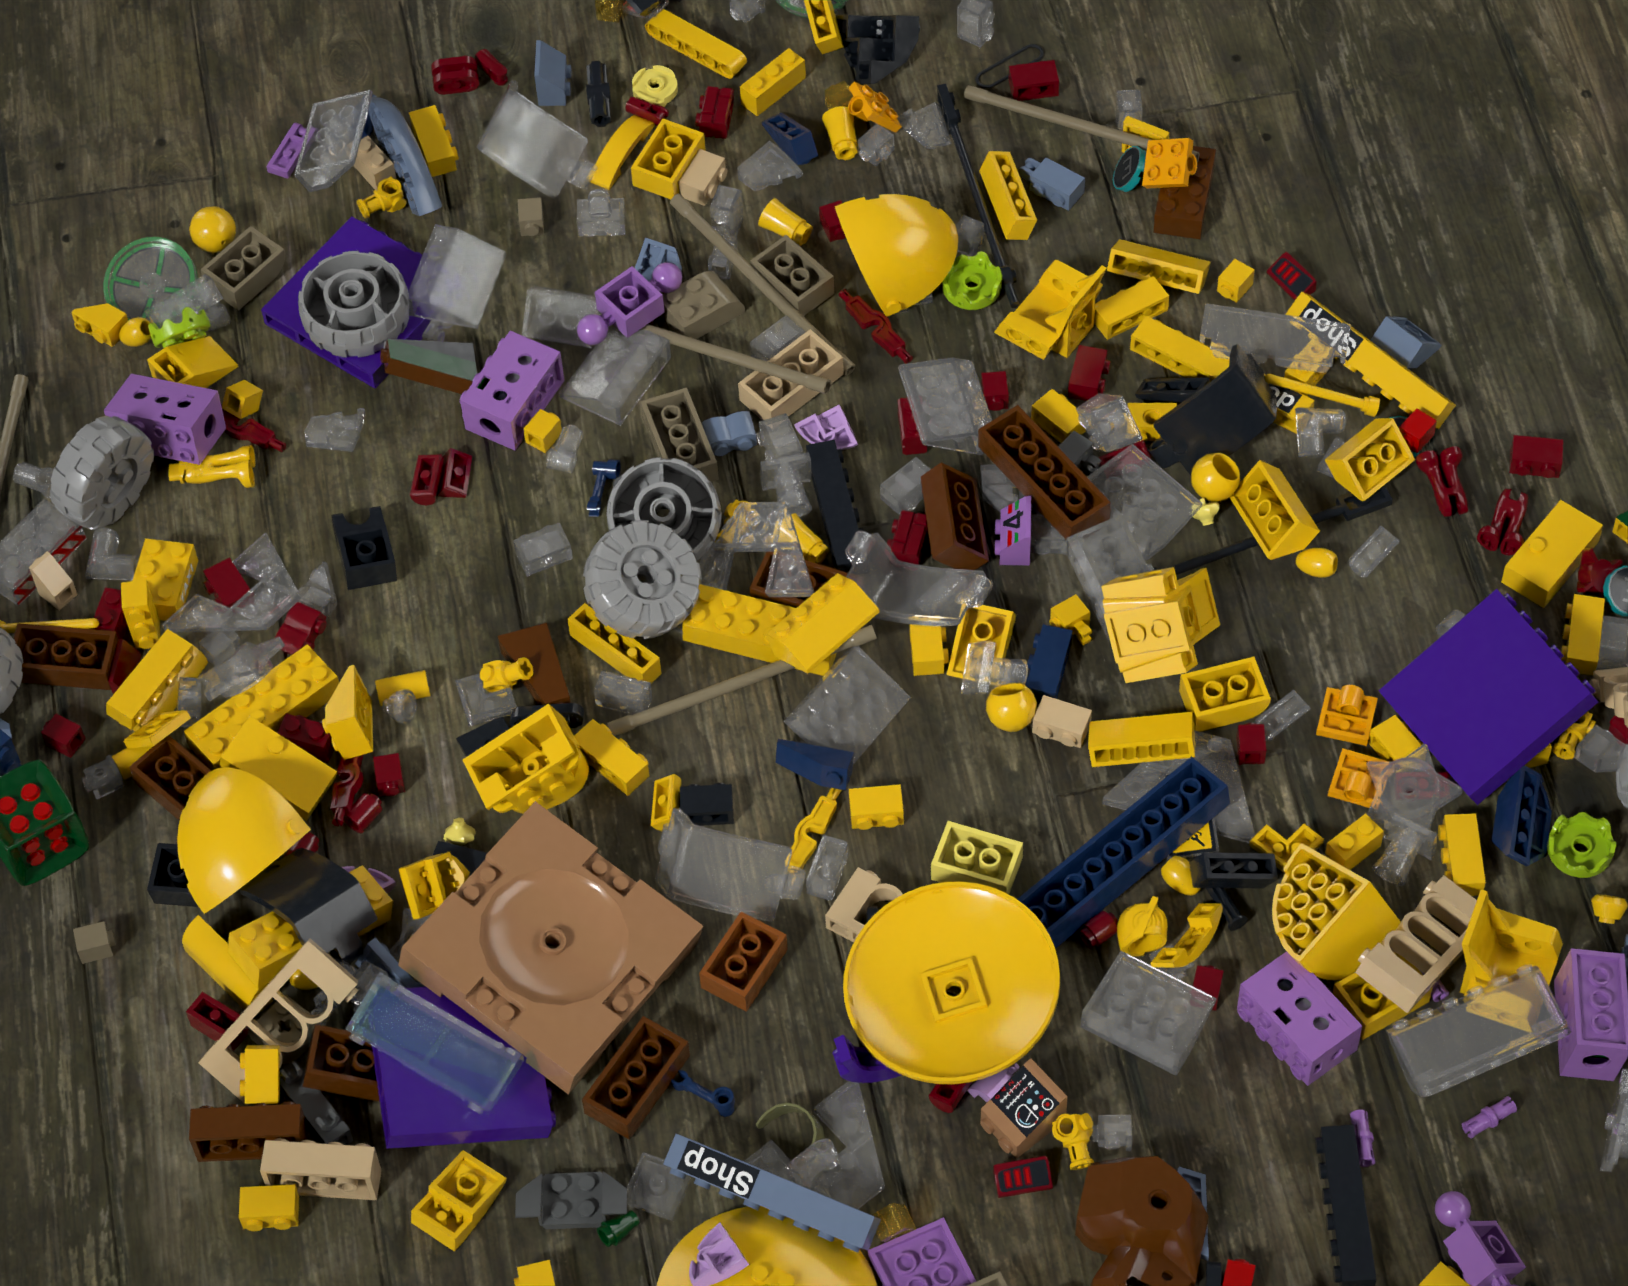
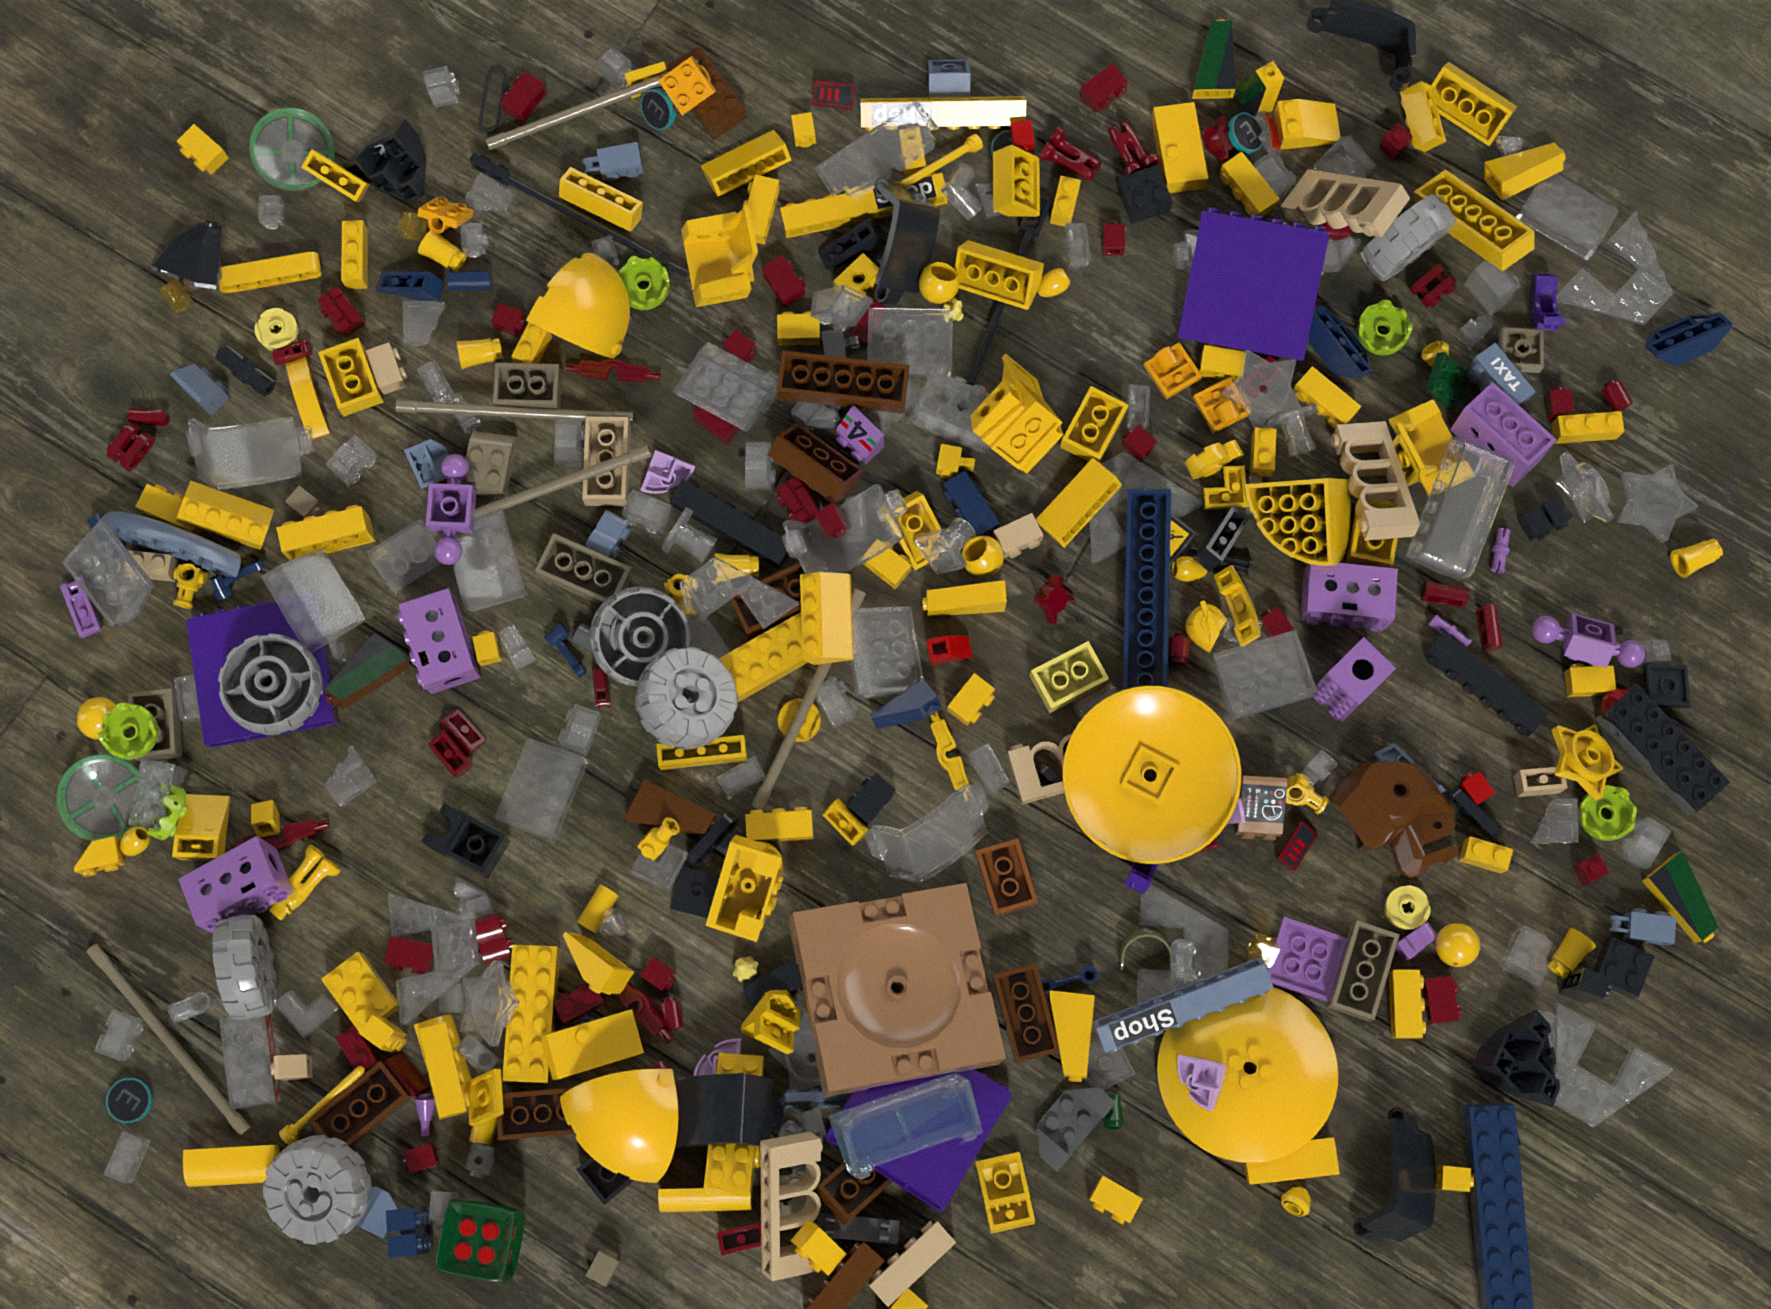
camera: 50 degrees left, 20 degrees up
(100, 709) = (425, 1106): none -> medium lavender cone
(216, 235) = (118, 721): none -> lime plate
(286, 270) = (186, 698): none -> clear brick
(406, 218) = (221, 584): none -> dark blue brick
(463, 171) = (225, 515): none -> yellow slope
(464, 567) = (541, 789): none -> clear slope
(526, 246) = (331, 532): none -> yellow brick
(594, 534) = (600, 685): none -> dark red bar
(654, 1129) = (1073, 1027): none -> yellow slope
(724, 707) = (810, 726): none -> yellow tile
(763, 708) = (835, 702): none -> clear brick
(831, 252) = (531, 345): none -> yellow brick
(838, 170) = (469, 281): none -> dark blue brick
(901, 750) = (948, 649): none -> red slope
(916, 568) = (833, 521): none -> dark red brick
(962, 729) = (966, 599): none -> yellow slope
(1034, 791) = (1052, 598): none -> dark red piece
(1216, 1072) = (1352, 679): none -> medium lavender piece
(1298, 806) = (1213, 459): none -> yellow piece
(1393, 1103) = (1445, 594): none -> dark red brick
(1400, 509) = (1065, 201): none -> yellow brick
(1405, 1167) = (1489, 627): none -> dark red brick
(1410, 574) = (1113, 239): none -> dark red brick
(1478, 562) = (1144, 194): none -> black brick
(1561, 1131) = (1542, 520): none -> black piece
(1592, 928) = (1446, 381): none -> dark green plate

